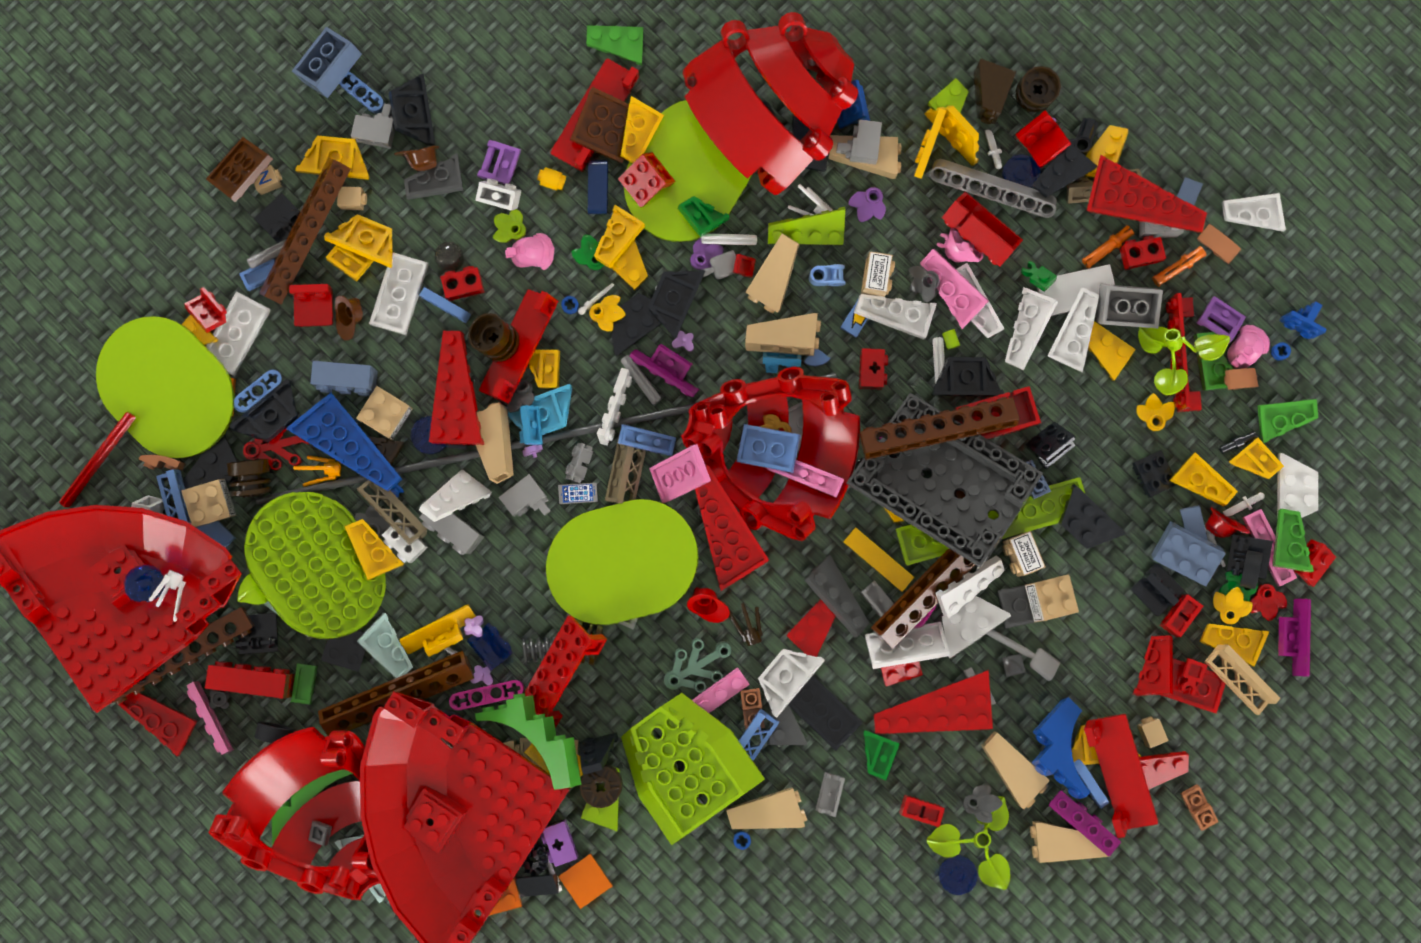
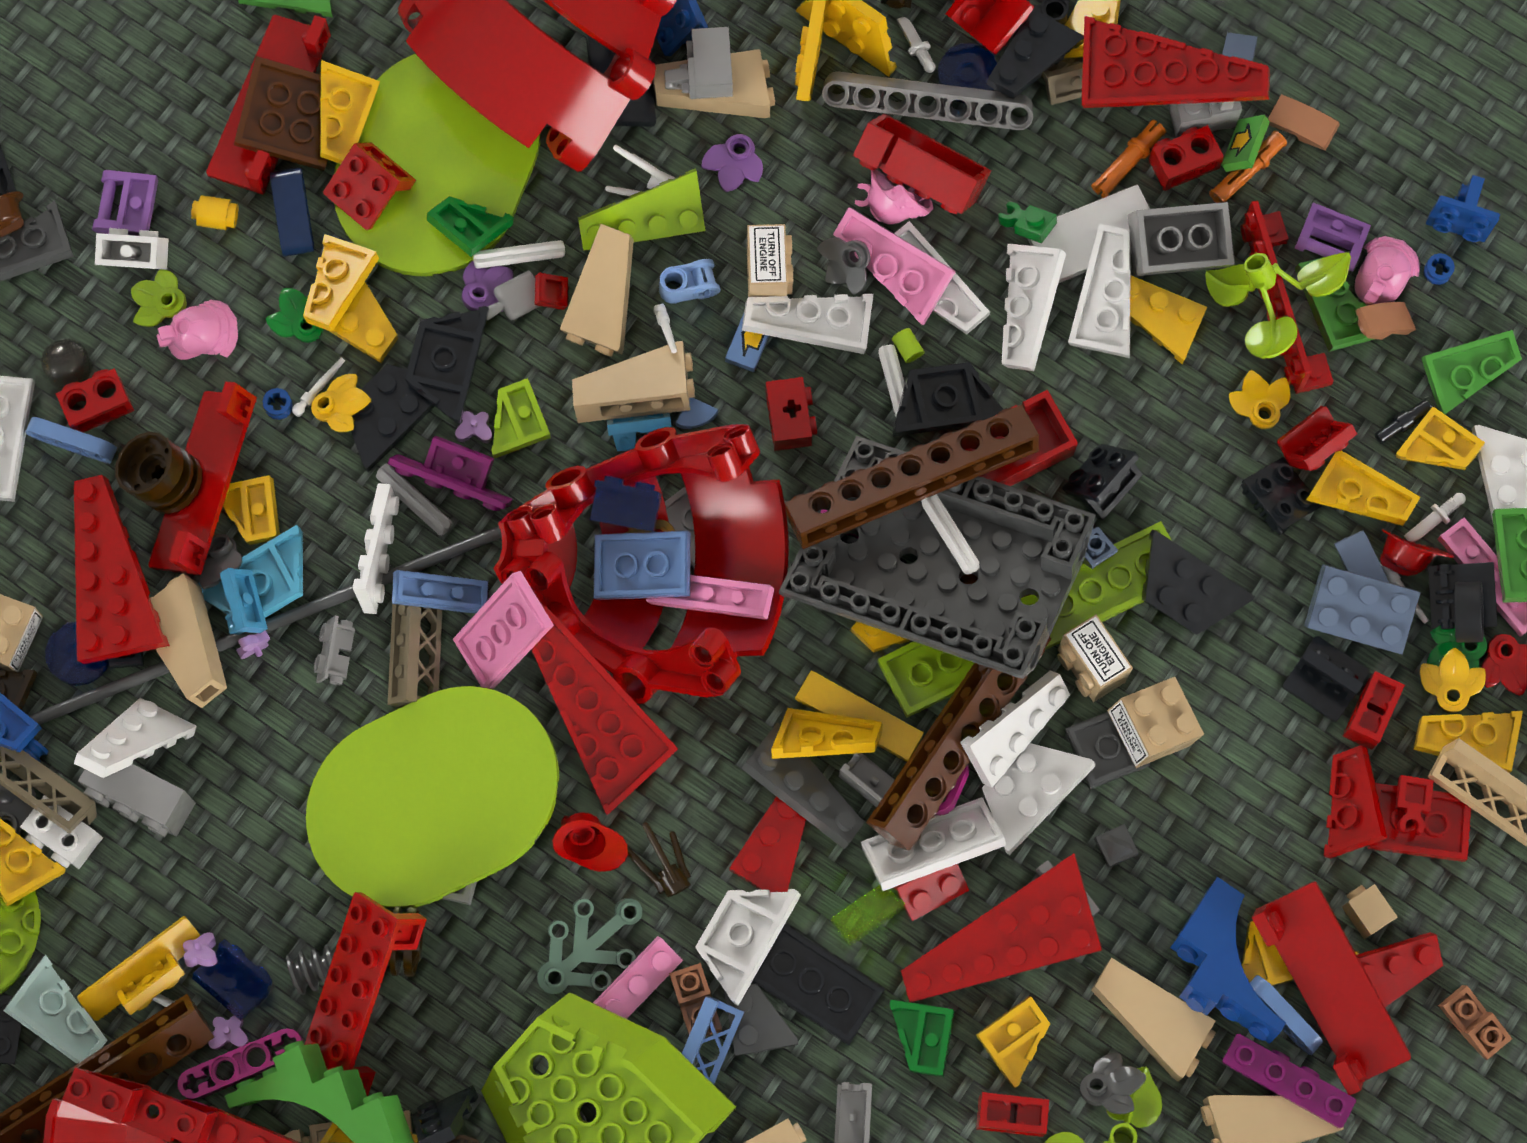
camera: 10 degrees left, 10 degrees down
(525, 494) = (251, 719): light grey hinge -> none
(578, 493) = (340, 701): tile -> none
(710, 342) = (517, 419): none -> lime wing
(765, 411) = (626, 505): none -> clear blue bracket
(808, 296) = (664, 320): none -> white piece
(855, 568) = (823, 734): none -> yellow wing
(860, 678) = (867, 914): none -> clear neon green panel
(931, 766) = (1015, 1038): none -> yellow wing
(954, 467) = (950, 534): none -> white axle
(1041, 661) = (1160, 828): light grey piece -> none
(1181, 251) = (1245, 143): none -> bright green tile
(1183, 445) = (1315, 440): none -> red bracket
(1256, 211) = (1350, 63): white wing -> none

